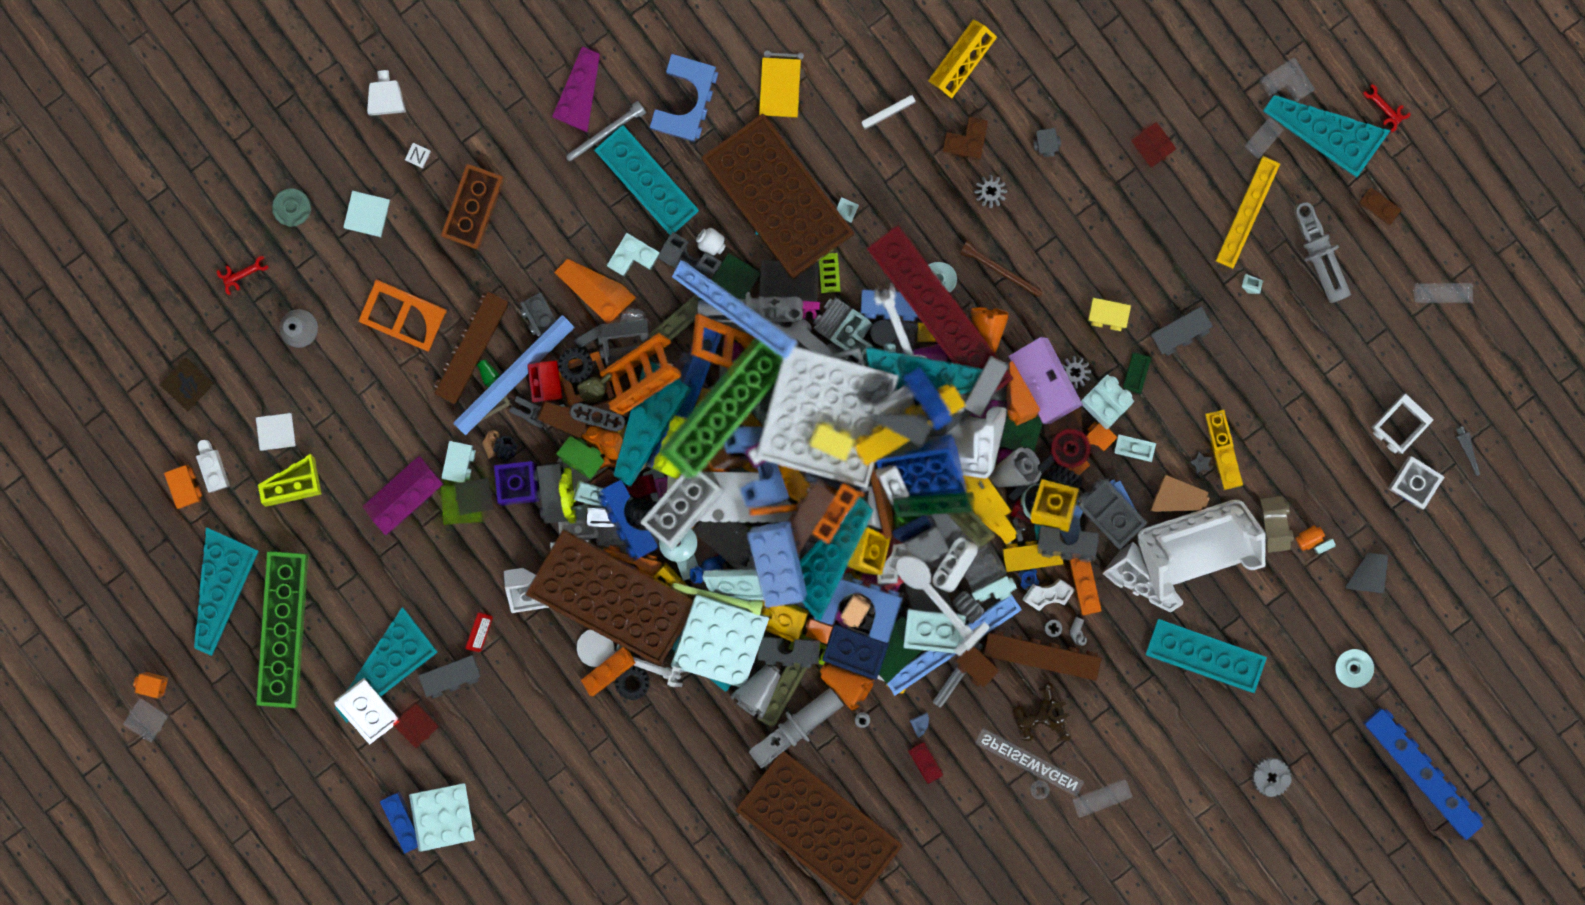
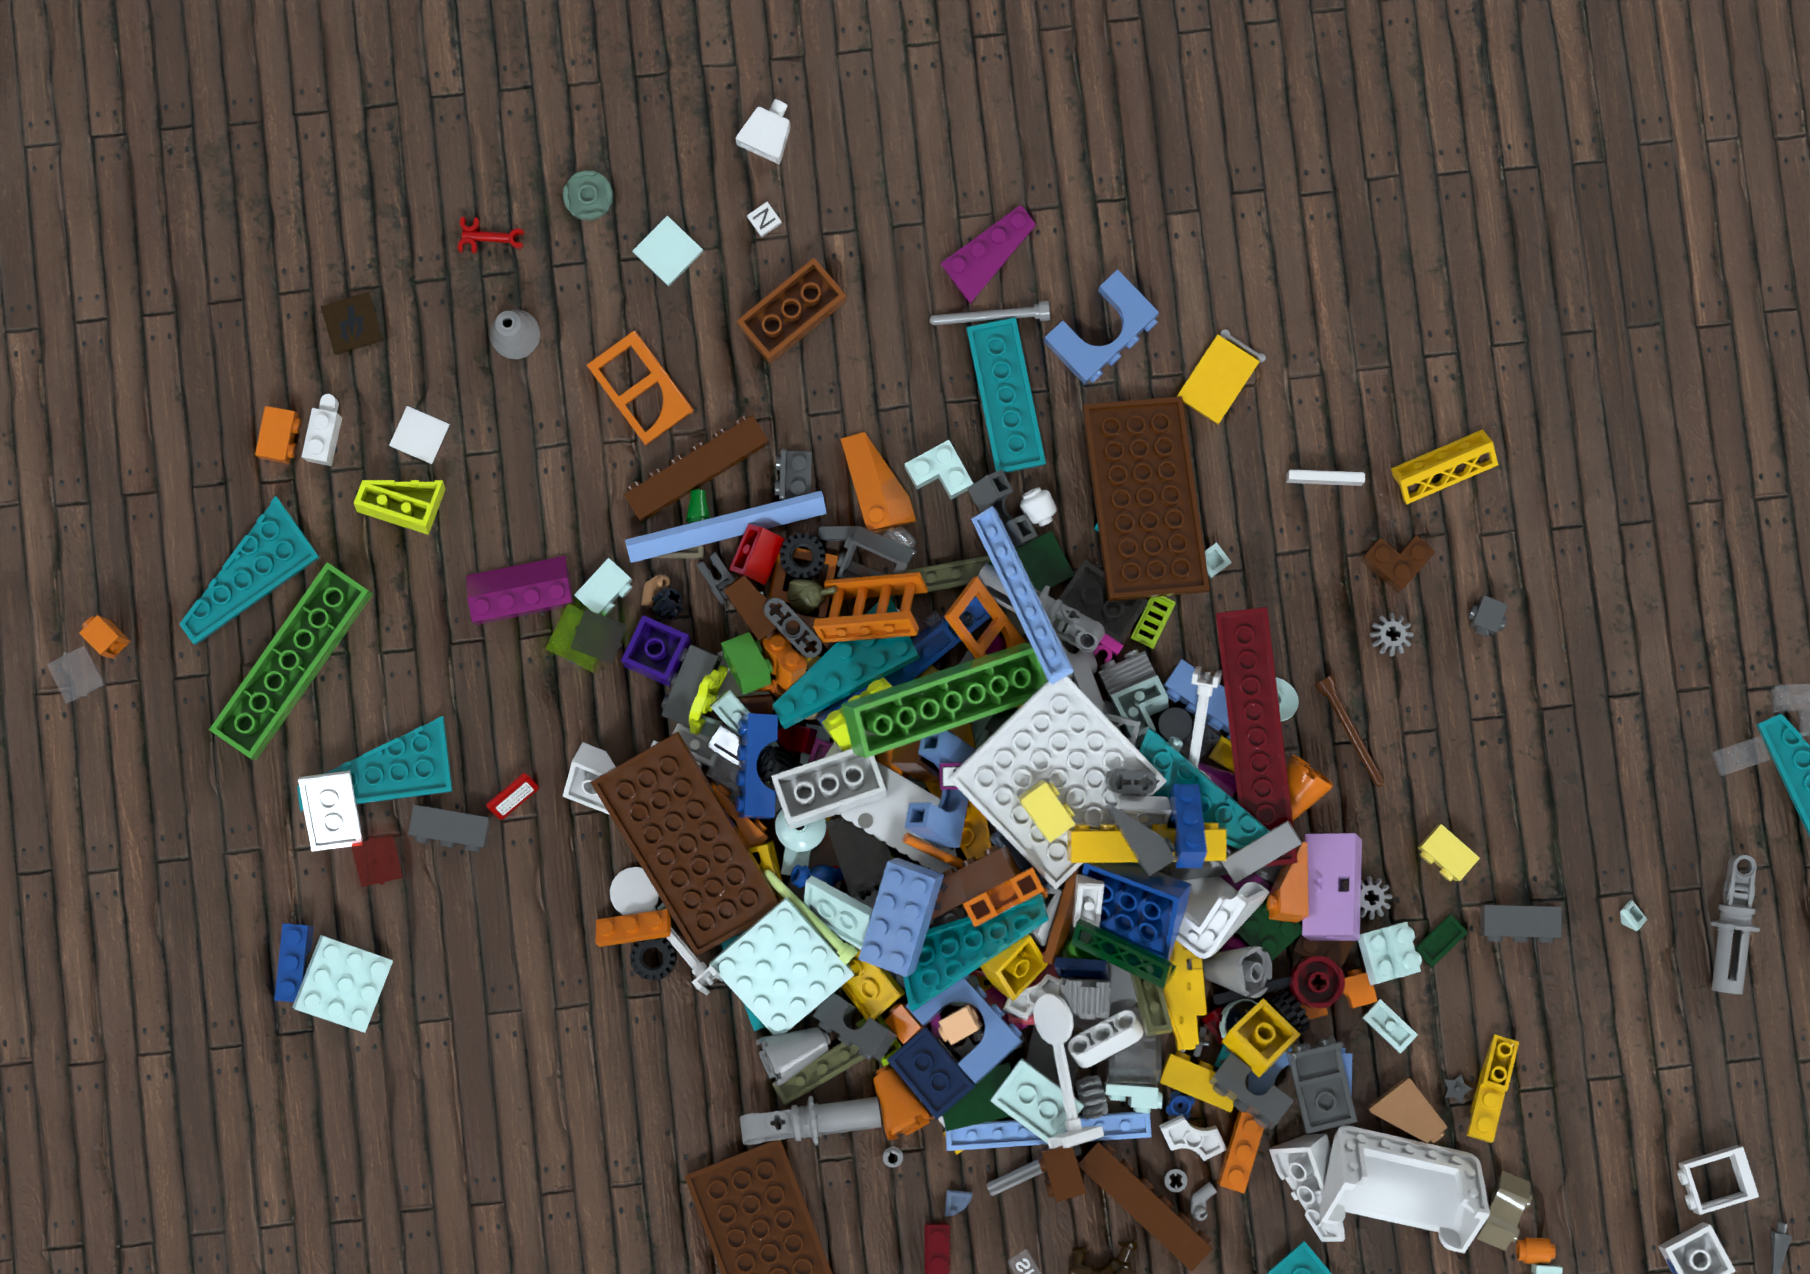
camera: 30 degrees right, 5 degrees down
(1153, 144) = (1608, 690): clear red piece -> none
(1247, 212) = (1673, 830): yellow tile -> none

